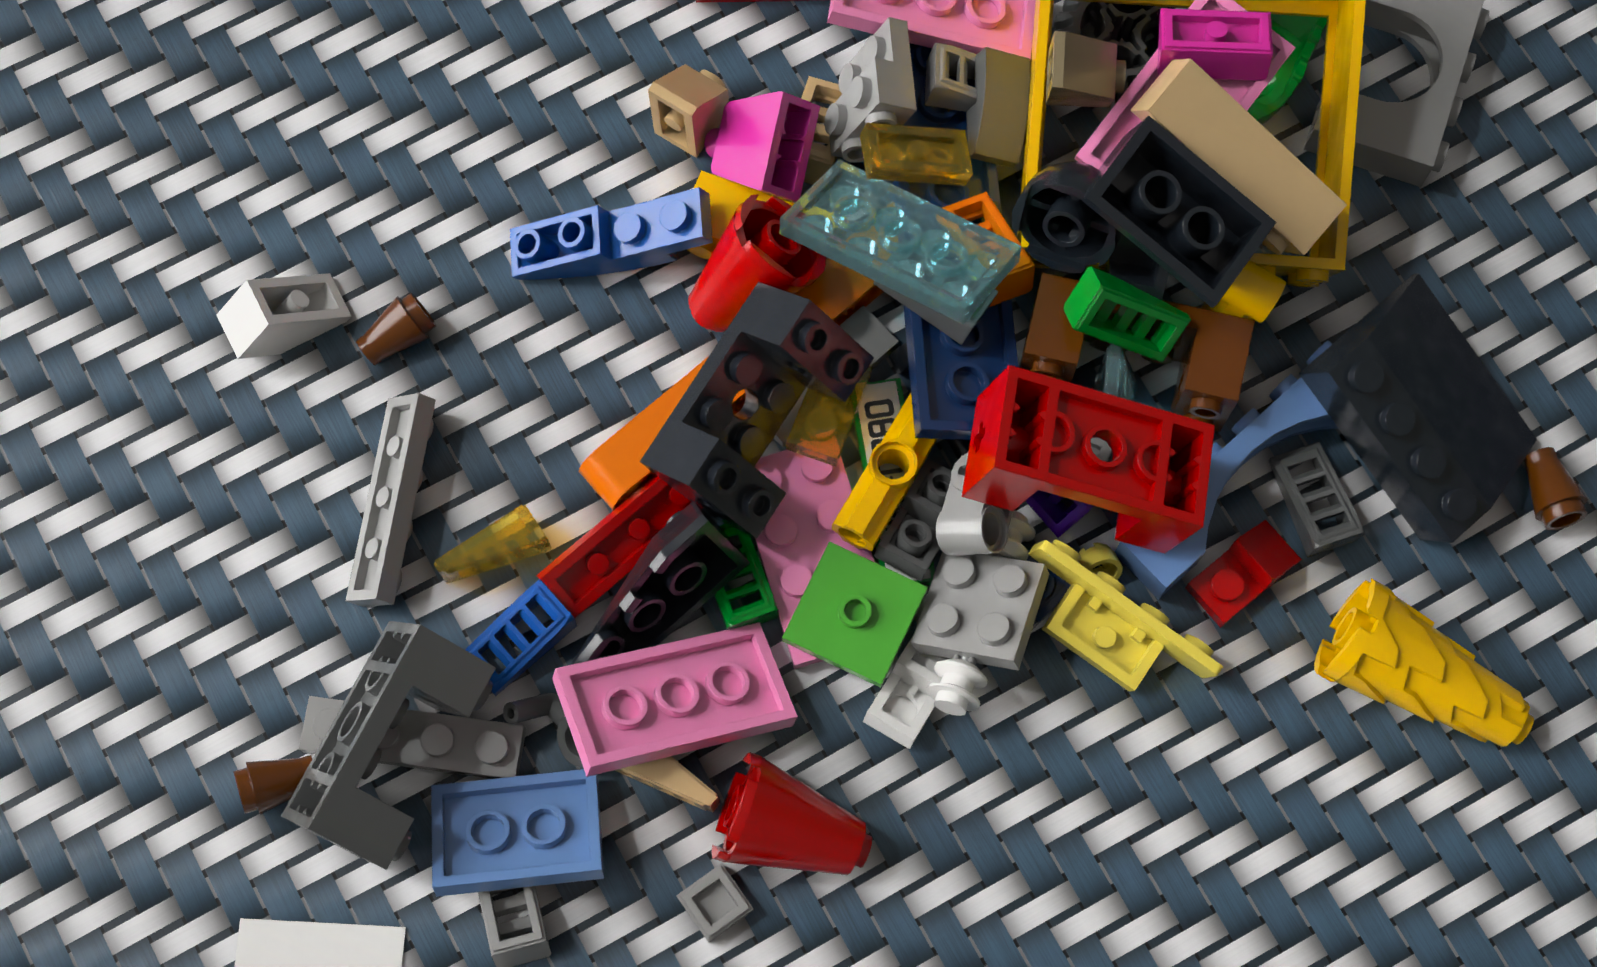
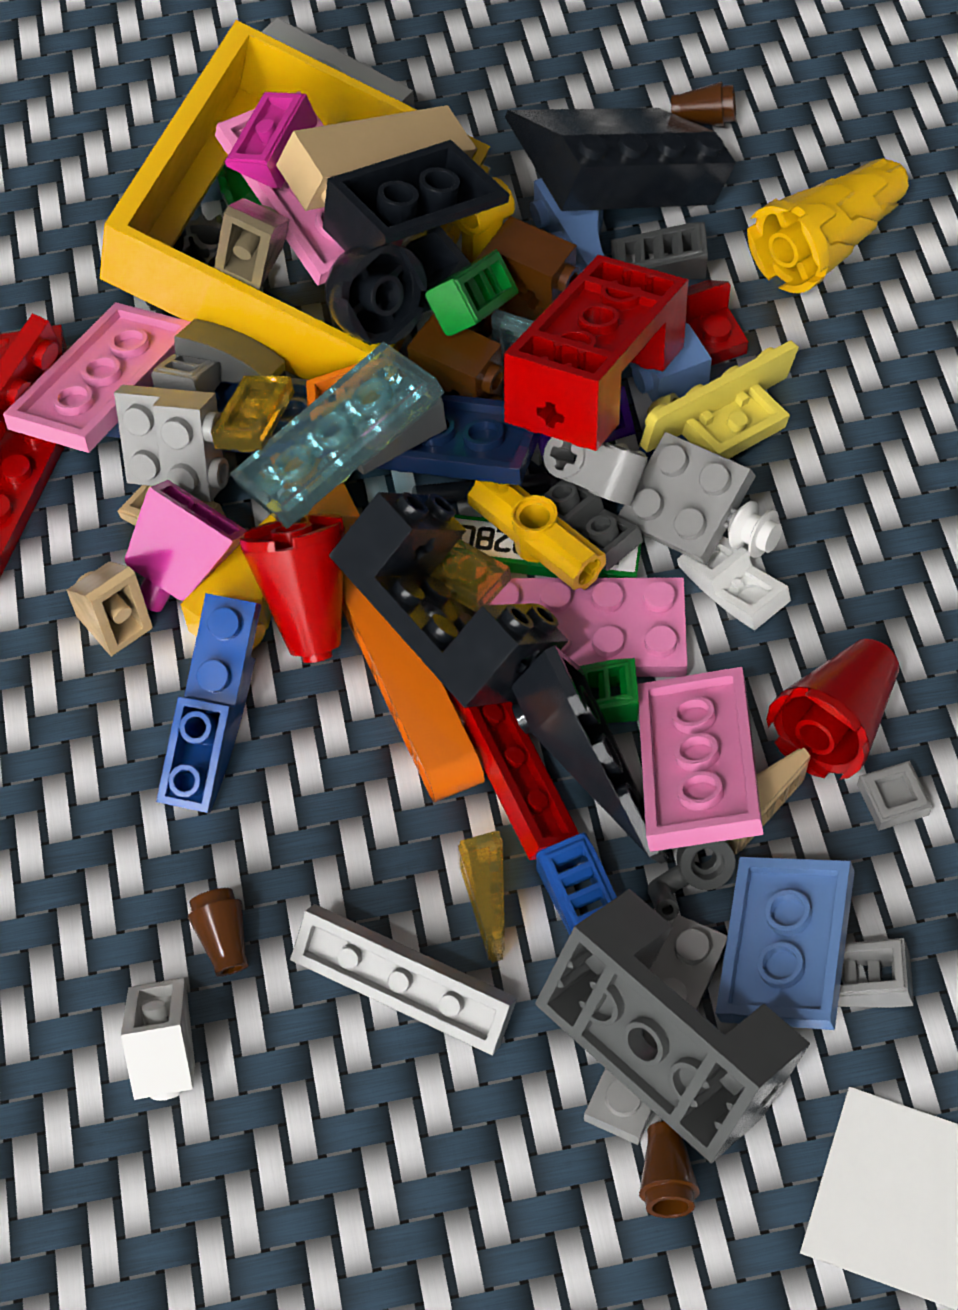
camera: 70 degrees left, 15 degrees down
(854, 614) = (659, 596): bright green plate -> none

